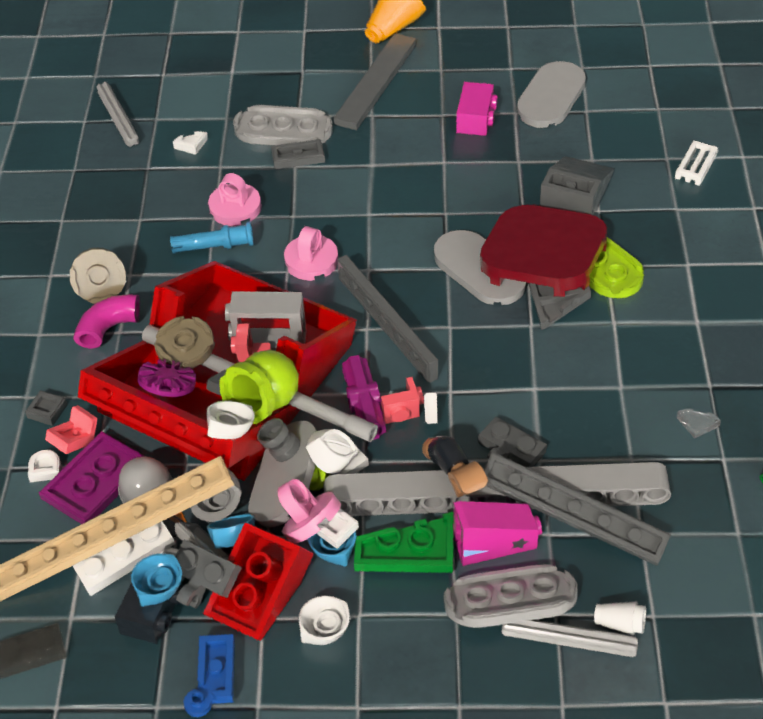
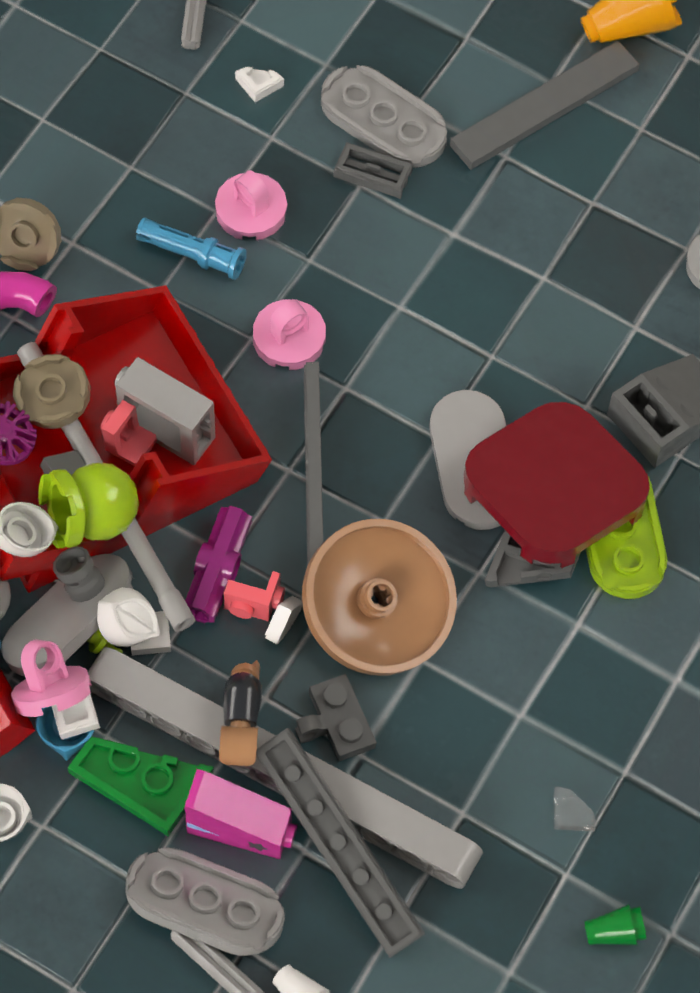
camera: 25 degrees right, 15 degrees up
(476, 108) = (633, 220): dark pink brick -> none
(485, 360) = (411, 588): none -> medium nougat dish

